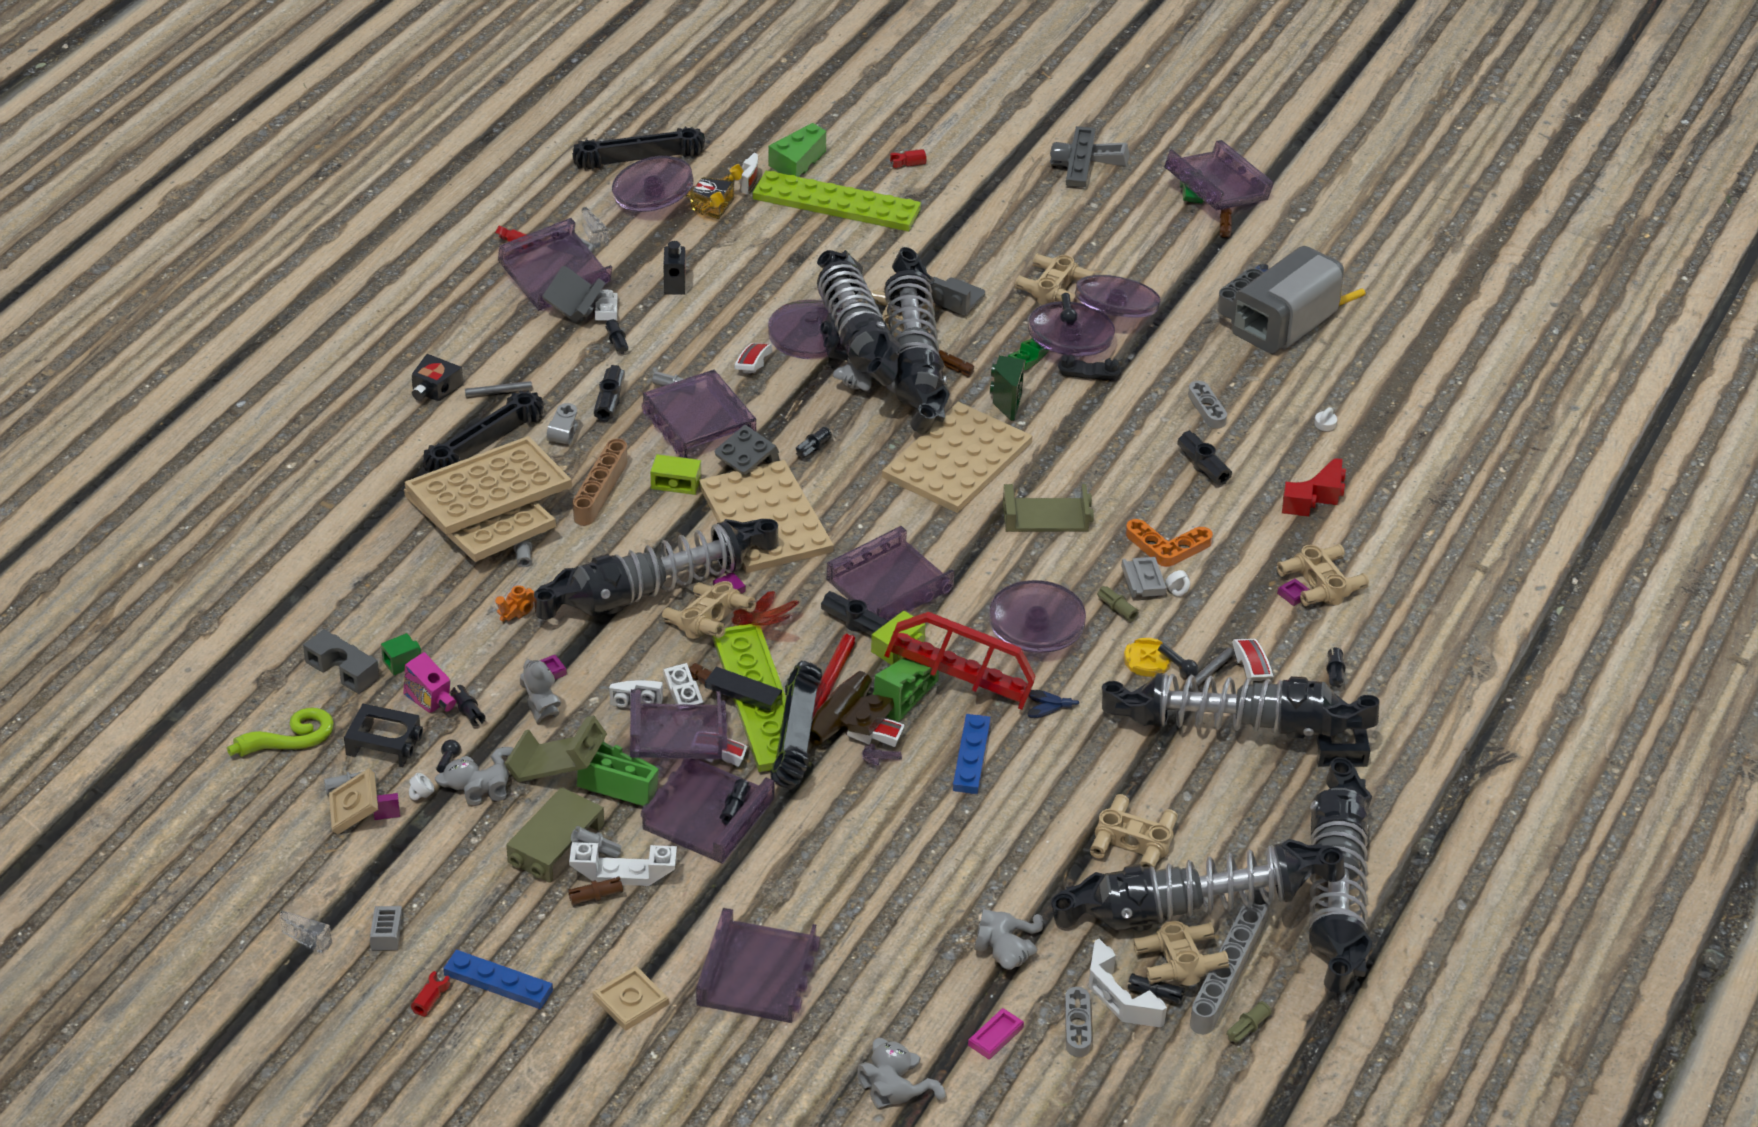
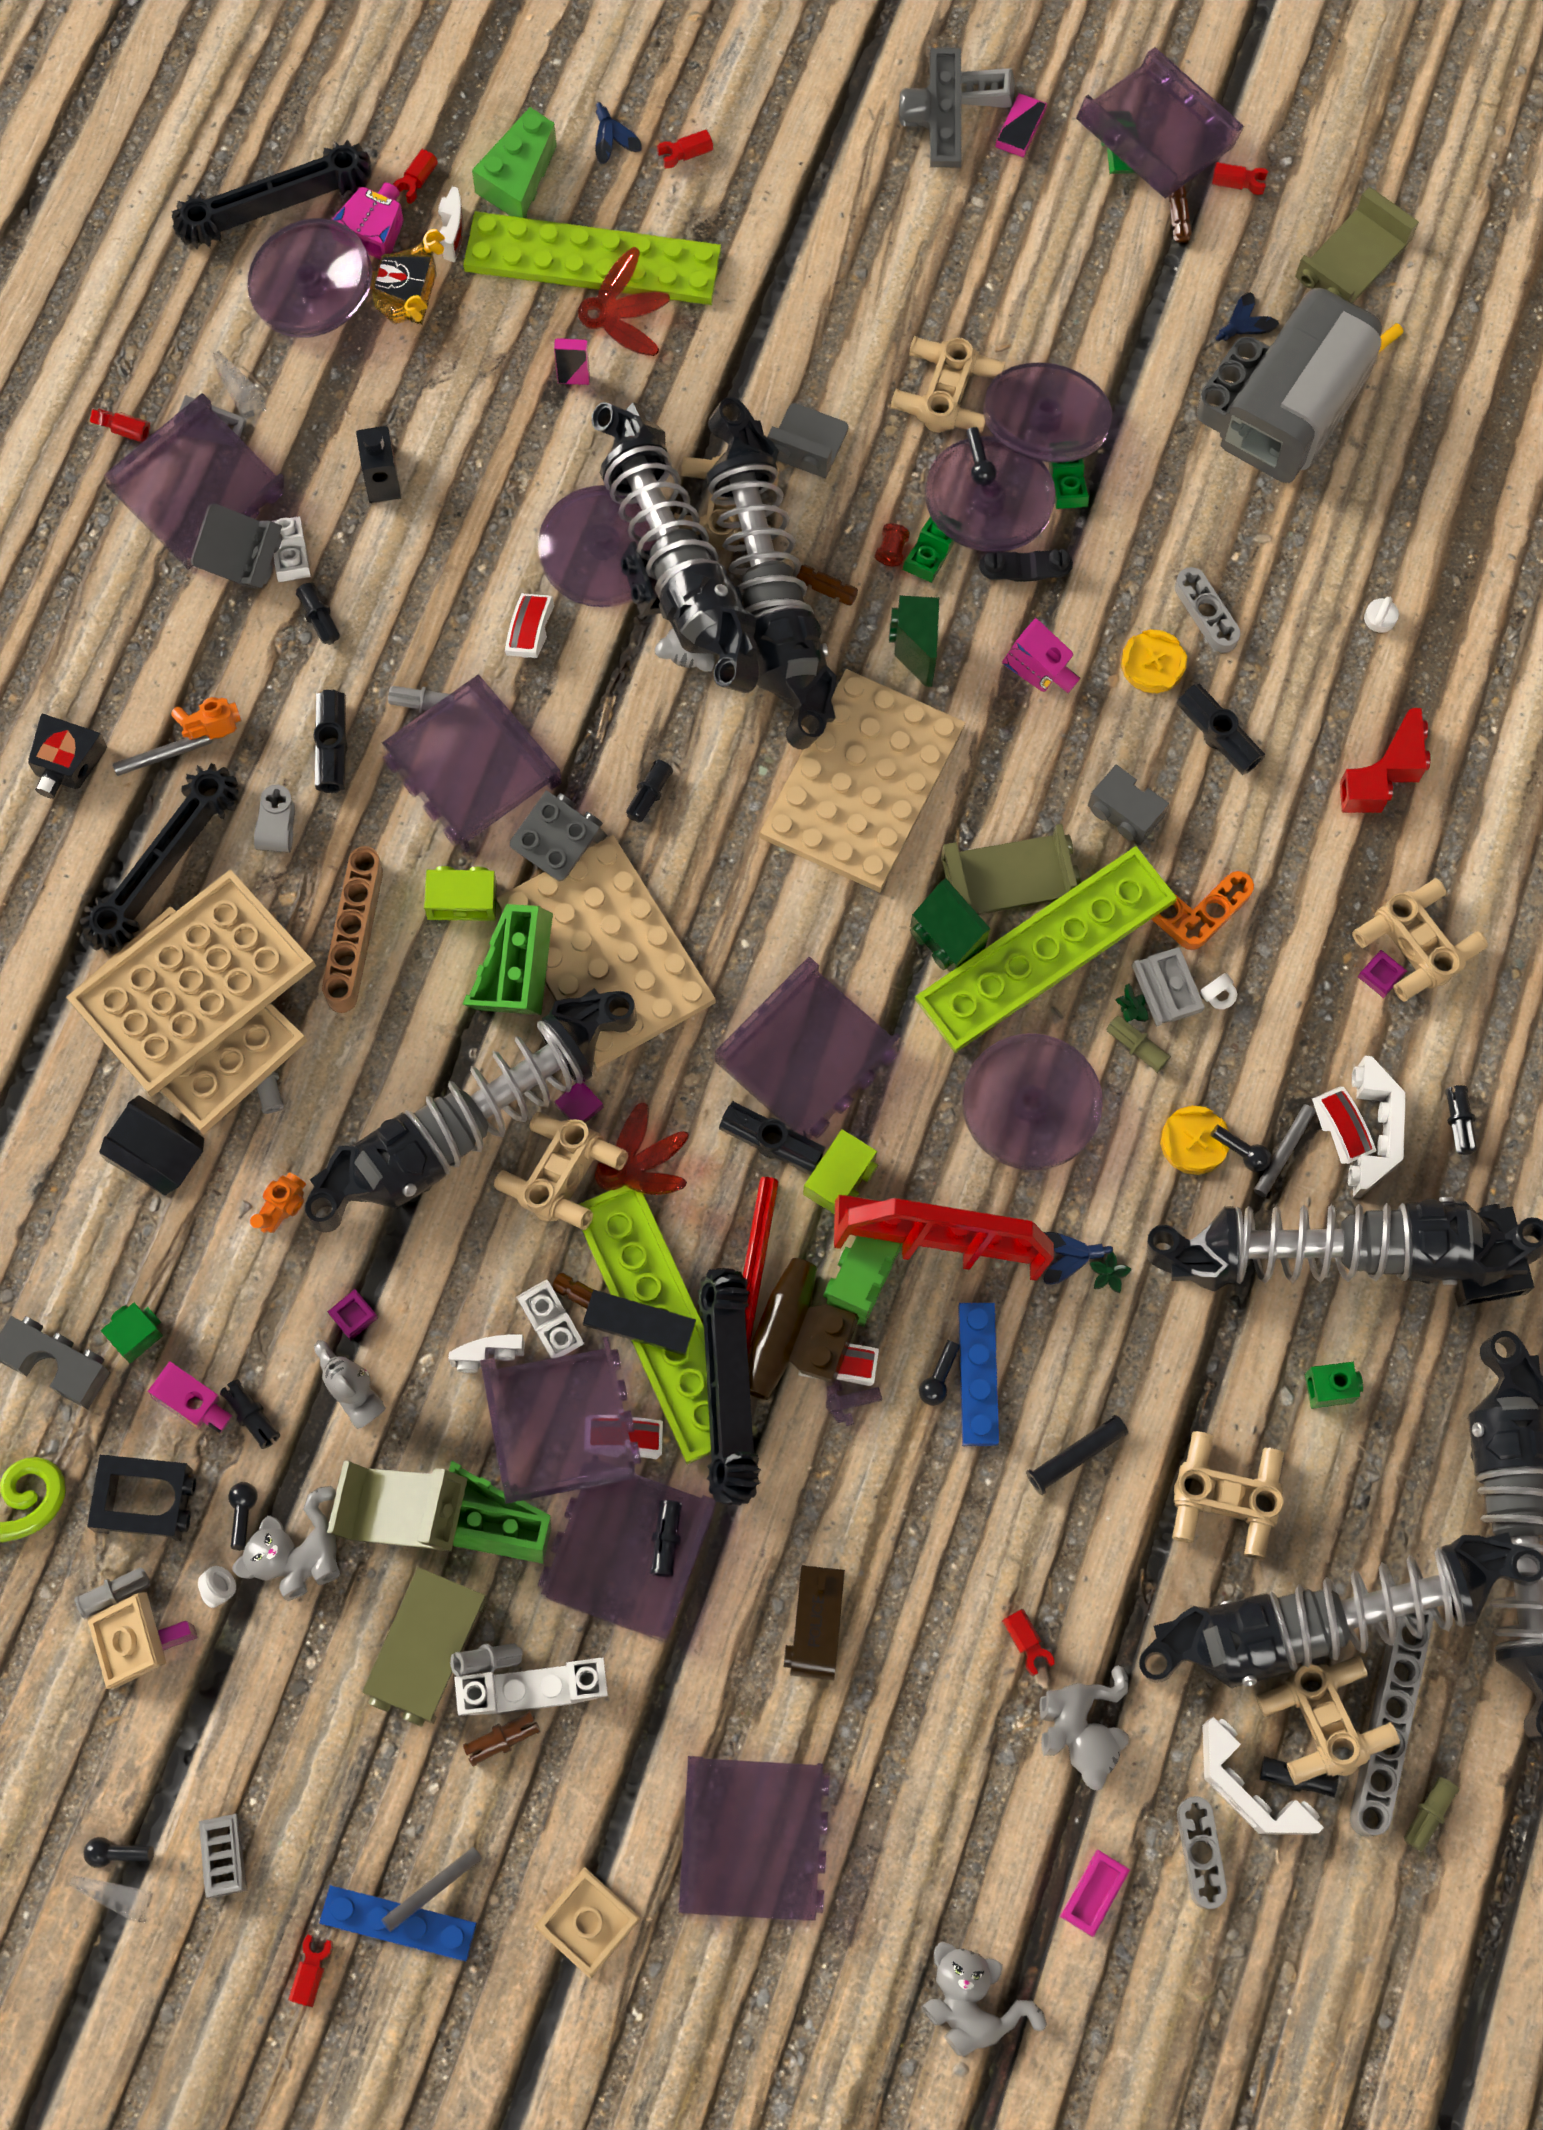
camera: 10 degrees left, 30 degrees up
(317, 915) = (101, 1852): none -> black bar
(436, 566) = (152, 1146): none -> black slope
(526, 958) = (431, 1889): none -> flat silver bar
(536, 373) = (213, 719): none -> orange piece
(702, 163) = (374, 218): none -> dark pink torso
(702, 503) = (515, 964): none -> bright green wedge
(732, 151) = (416, 174): none -> red bar
(811, 237) = (572, 361): none -> tile
(827, 864) = (816, 1624): none -> dark brown door
(843, 224) = (631, 306): none -> clear red plant
(861, 146) = (609, 130): none -> dark blue piece
(939, 757) = (933, 1389): none -> black bar
(976, 891) = (1027, 1640): none -> red bar
(1000, 525) = (949, 927): none -> dark green slope
(1001, 347) = (892, 545): none -> clear red bush
(1031, 800) = (1077, 1454): none -> black pin
(1062, 546) = (1045, 949): none -> lime plate
(1074, 715) = (1109, 1273): none -> dark green plant
(1088, 406) = (1041, 659): none -> dark pink torso
(1117, 583) = (1132, 1006): none -> dark green plant
(1126, 332) = (1069, 484): none -> green slope
(1129, 173) = (1021, 125): none -> tile
(1133, 486) = (1126, 806): none -> dark grey brick
(1166, 424) = (1153, 661): none -> yellow tile
(1220, 787) = (1333, 1384): none -> green brick
(1268, 210) = (1239, 177): none -> red bar
(1281, 644) = (1378, 1085): none -> white slope
(1354, 246) = (1359, 248): none -> olive panel

